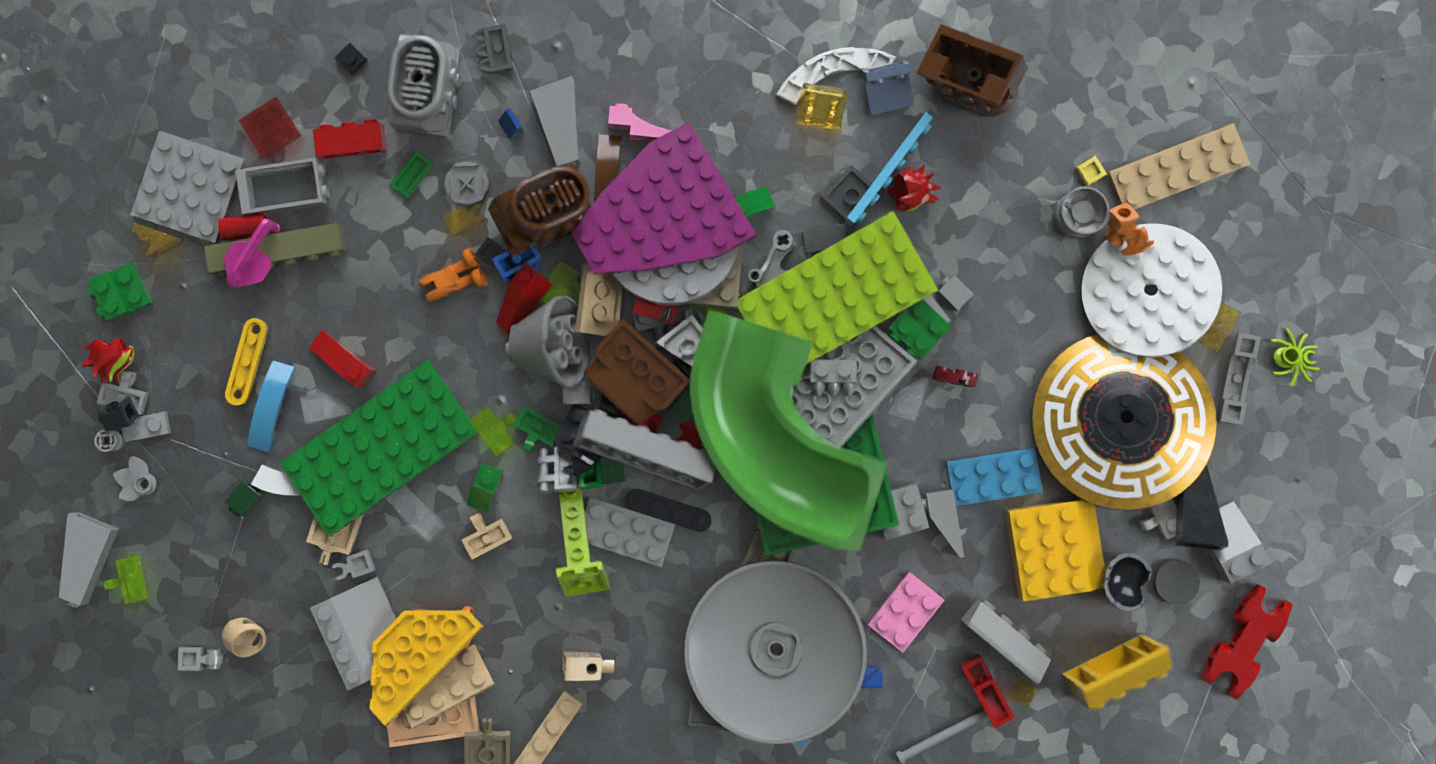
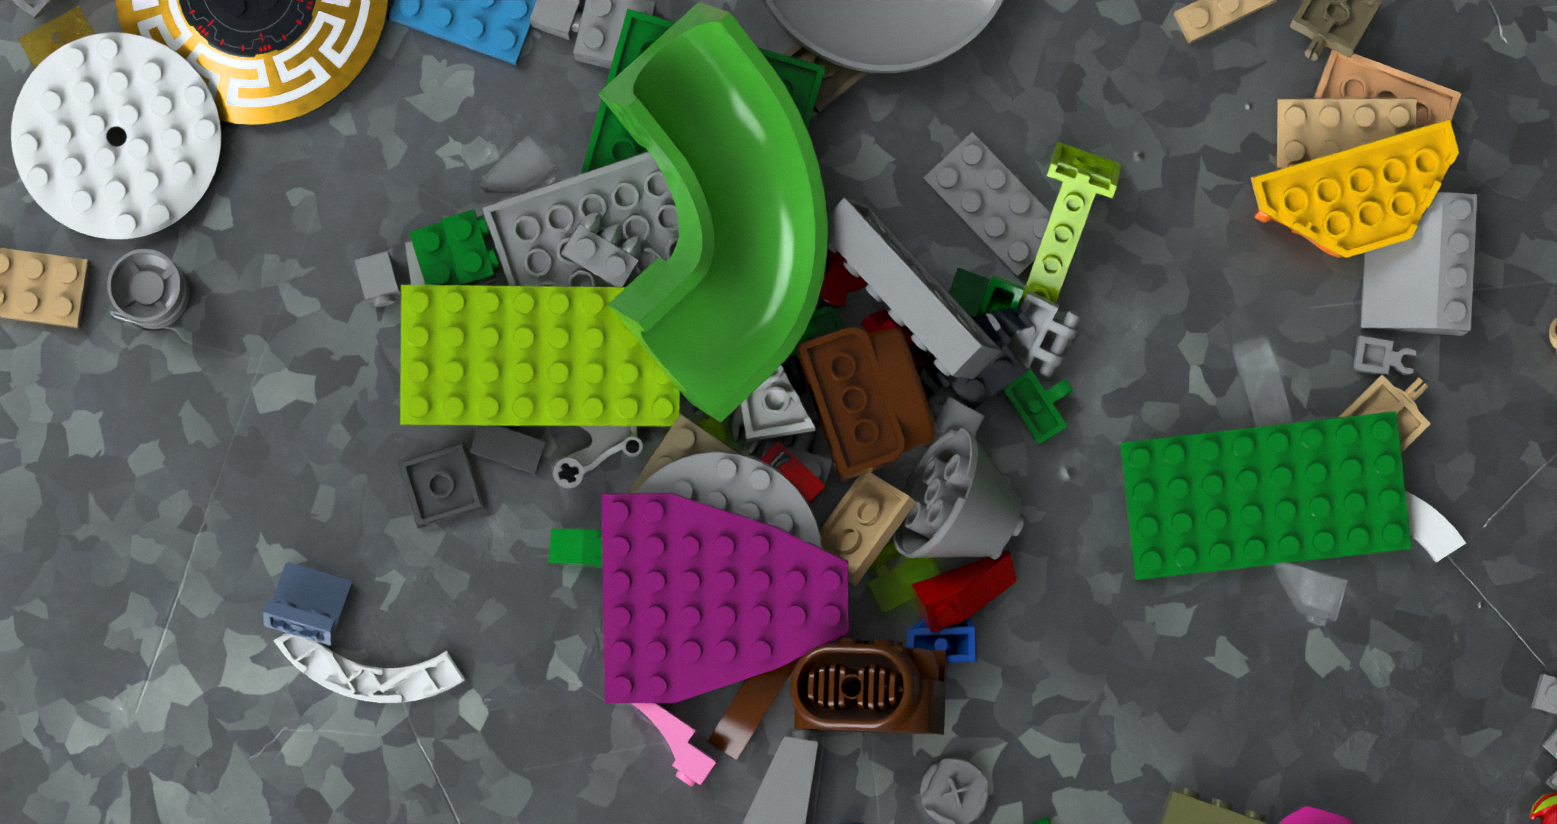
camera: 155 degrees left, 5 degrees down
(244, 498) = (1485, 527): dark green brick -> none
(246, 362) = (1385, 712): yellow plate -> none
(269, 405) = (1384, 635): dark azure slope -> none
(342, 359) = (1253, 644): red slope -> none
(448, 279) = (1050, 674): orange piece -> none
(460, 220) = (990, 744): clear yellow plate -> none
(484, 487) = (1151, 366): green slope -> none
(486, 536) = (1186, 299): tan plate -> none
(488, 251) = (972, 678): black plate -> none
(494, 430) = (1097, 435): clear neon green plate -> none
(575, 665) = (1155, 61): tan torso -> none
(668, 510) = (921, 202): black plate -> none
(821, 106) = (413, 626): clear yellow plate -> none
(884, 177) = (358, 494): medium azure plate -> none
(913, 189) = (354, 445): red hair -> none
(955, 377) = (444, 166): dark red plate -> none
(973, 72) = (194, 582): reddish brown brick -> none
(1090, 171) = (101, 341): light yellow tile -> none
(1123, 228) = (107, 236): orange animal -> none

